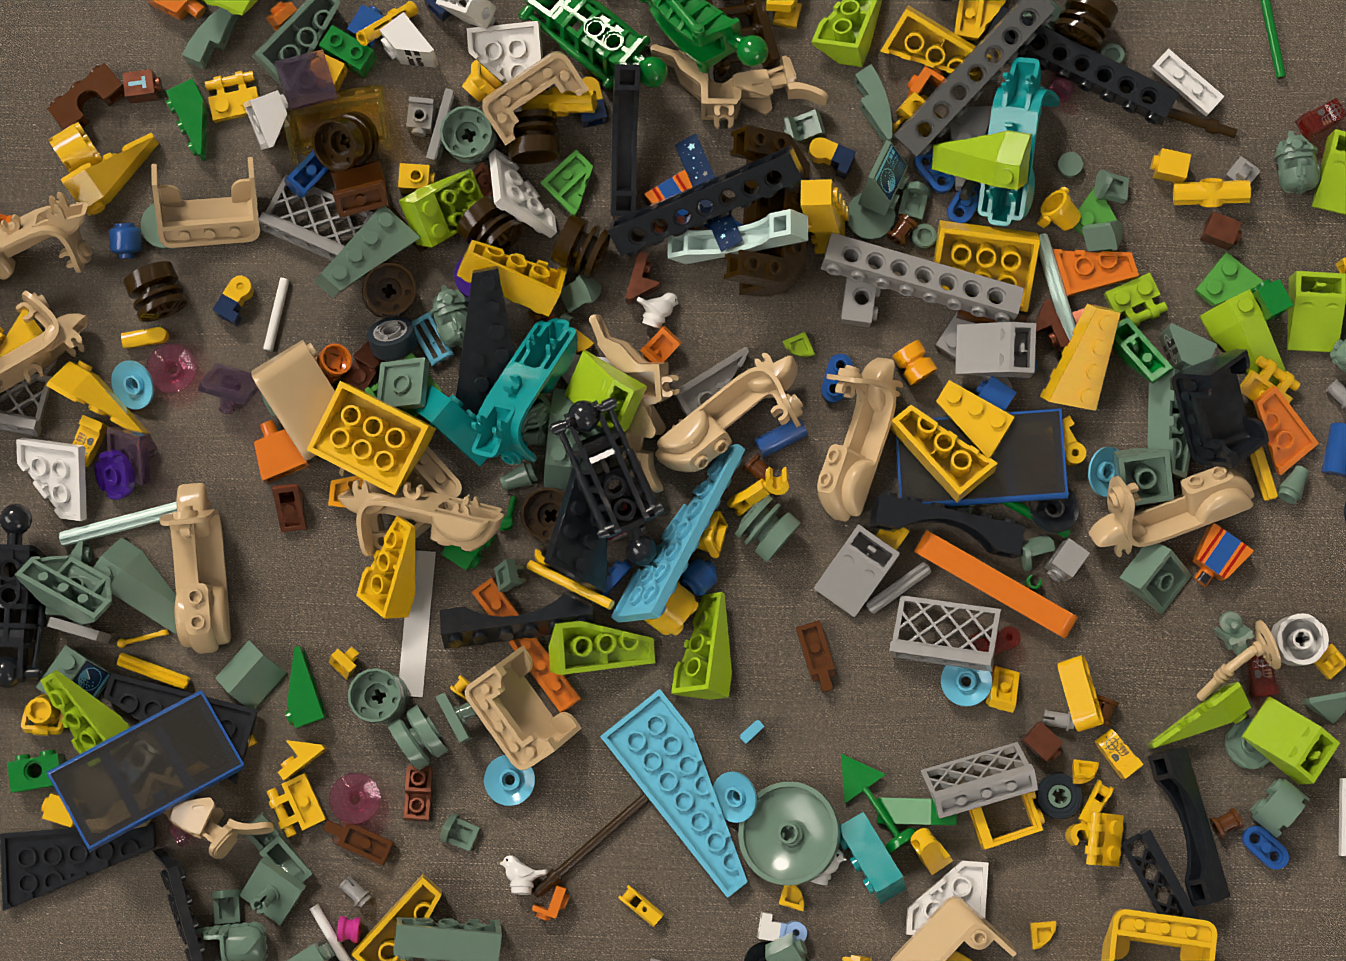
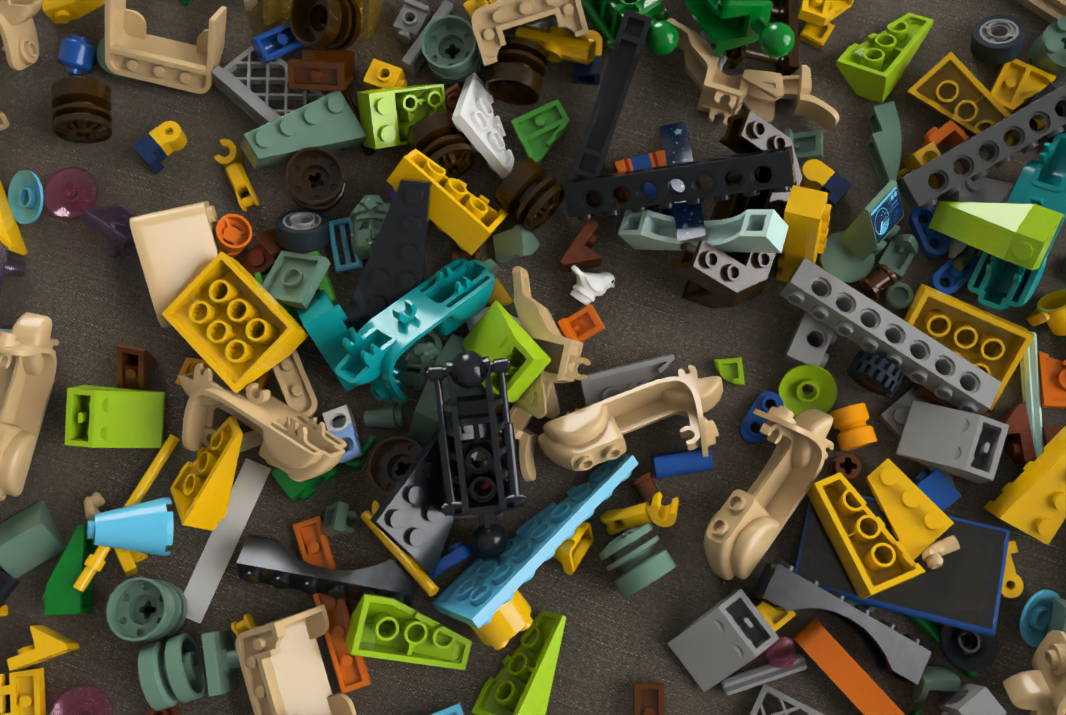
camera: 20 degrees right, 5 degrees down
(144, 337) = (58, 155): yellow bar -> none
(276, 314) = (197, 173): white bar -> none
(277, 454) = (137, 316): orange torso -> none
(290, 550) = (114, 417): none -> lime slope
(303, 639) = (92, 504): none -> tan arm
(313, 306) = (237, 174): none -> yellow piece
(321, 671) = (96, 561): none -> yellow bar
(348, 632) = (135, 528): none -> medium azure cone
(489, 497) = (344, 429): none -> leg
(699, 577) = (544, 589): blue head -> none
(862, 352) = (797, 399): none -> lime dish
(906, 565) = (781, 653): none -> clear pink tile
(919, 312) = (875, 373): none -> black wheel
(921, 392) = (849, 460): none -> reddish brown bush
(1003, 448) = (933, 553): none -> tan arm

